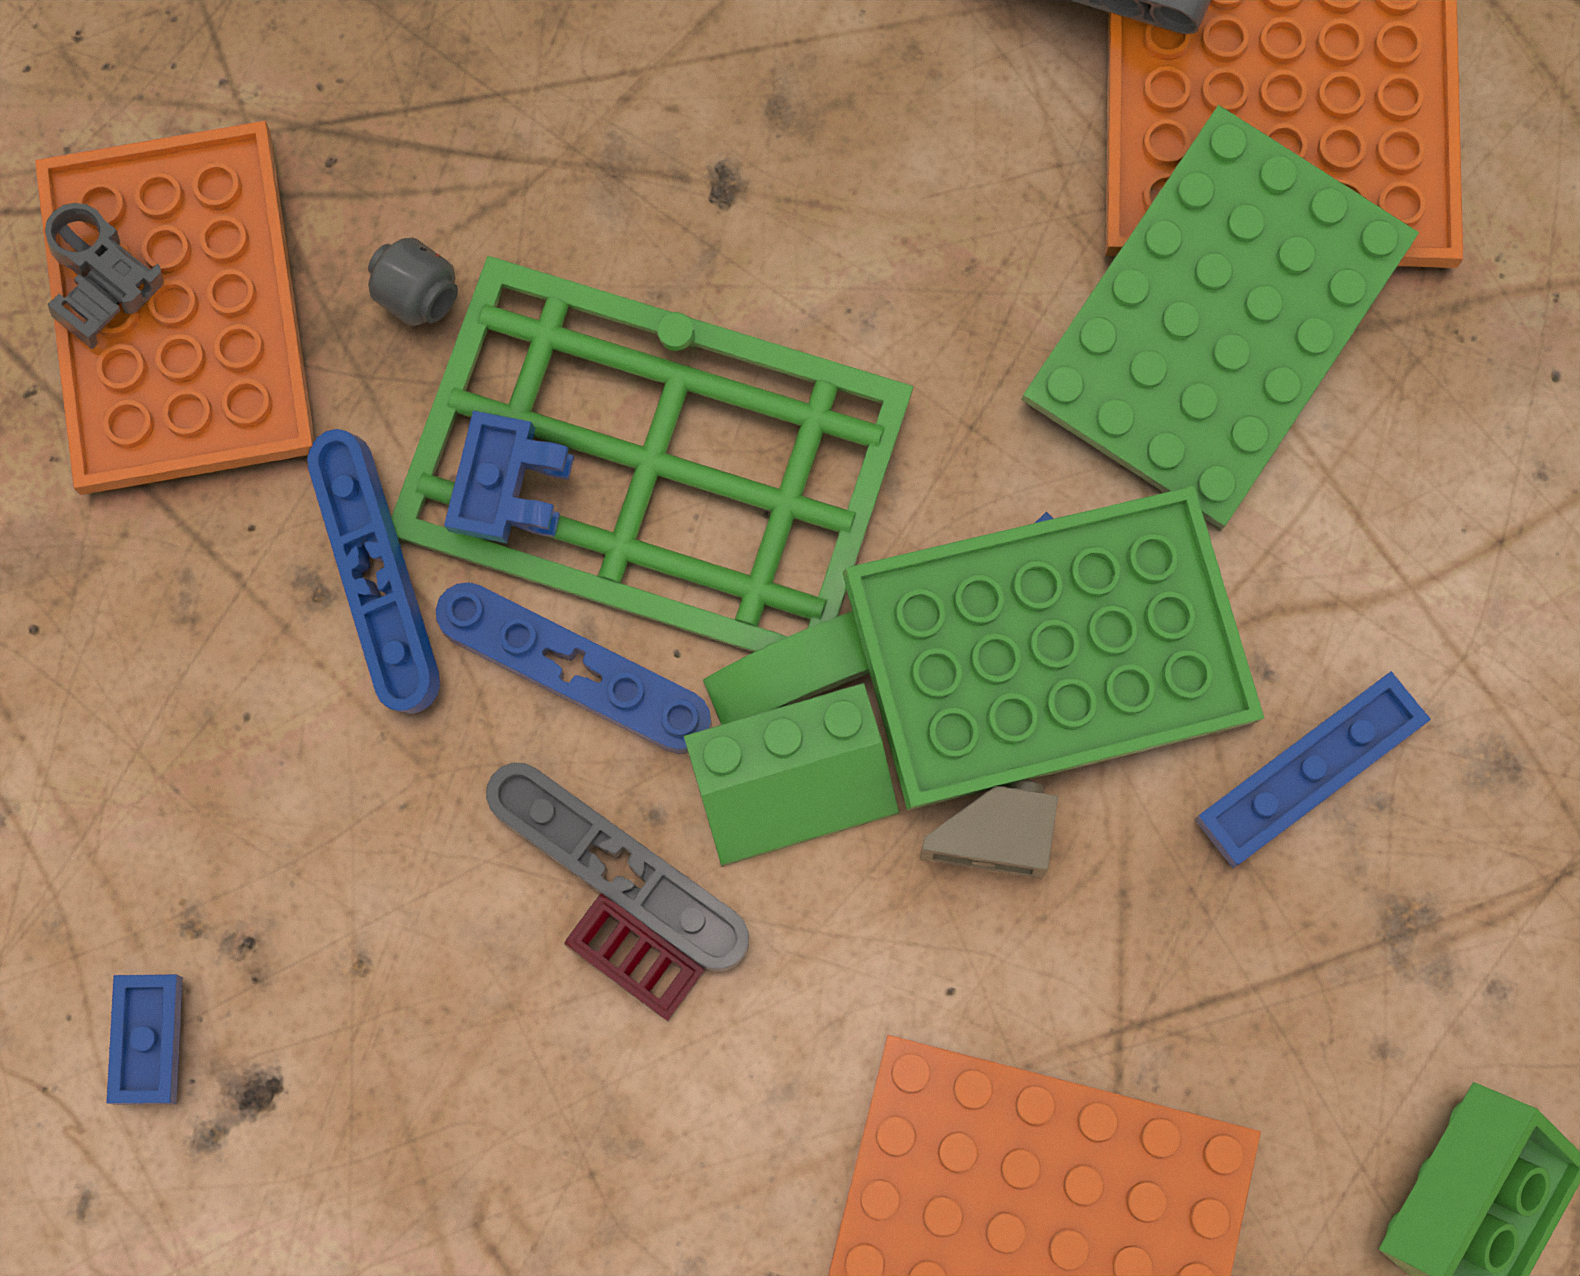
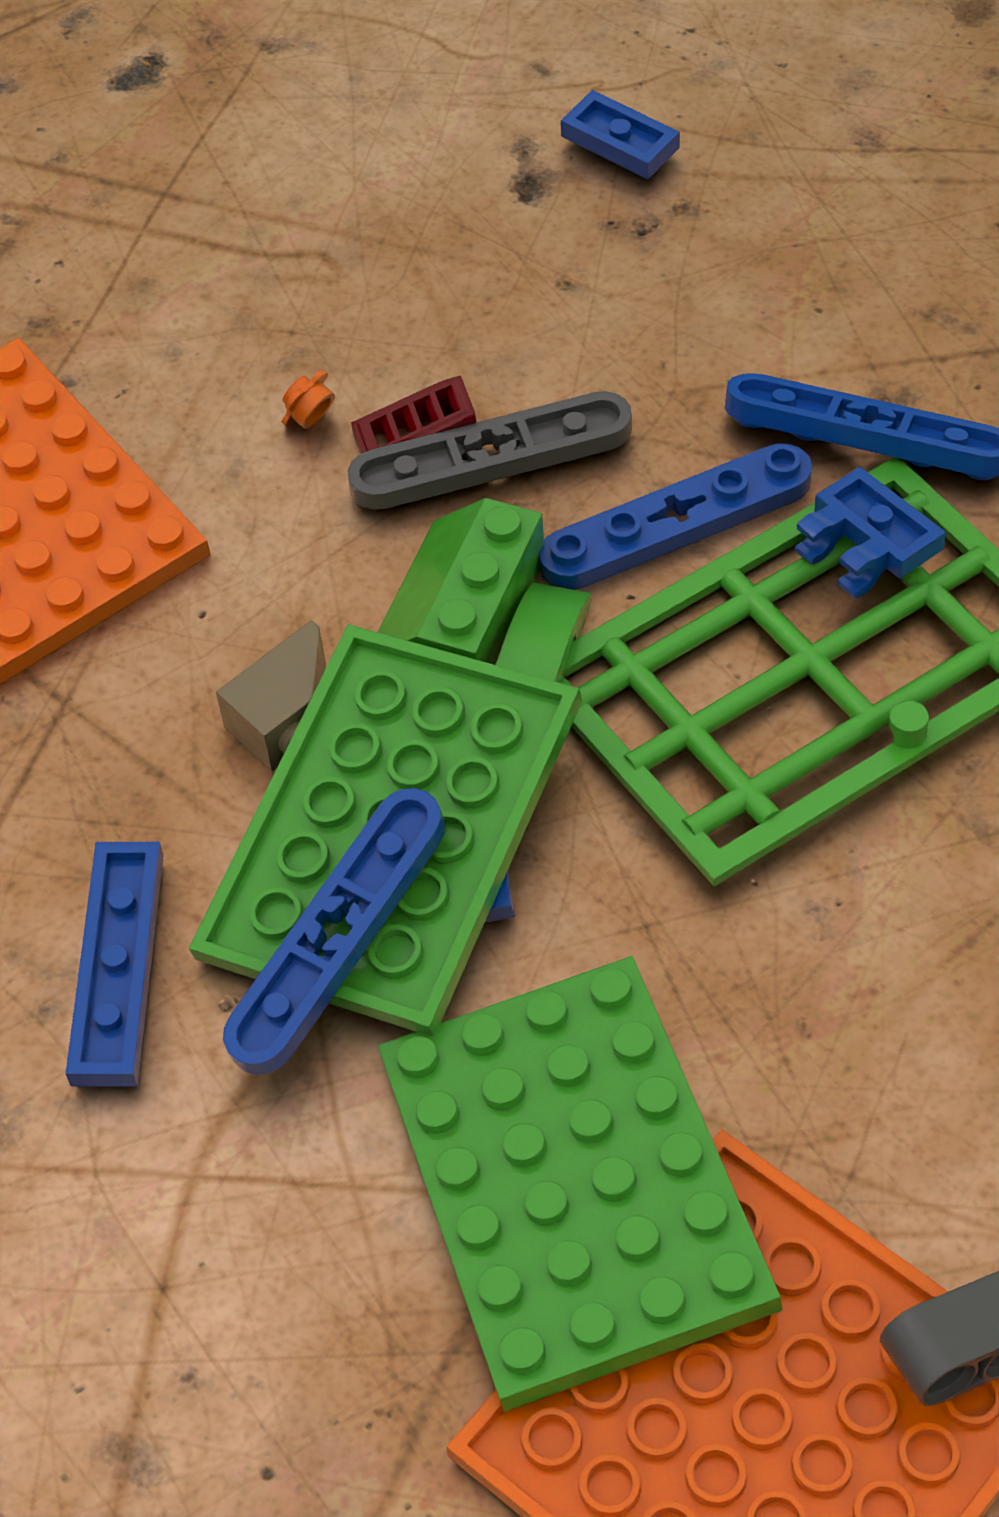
camera: 130 degrees right, 20 degrees down
(677, 1070) = (307, 400): none -> orange plate
(1122, 596) = (362, 888): none -> blue piece

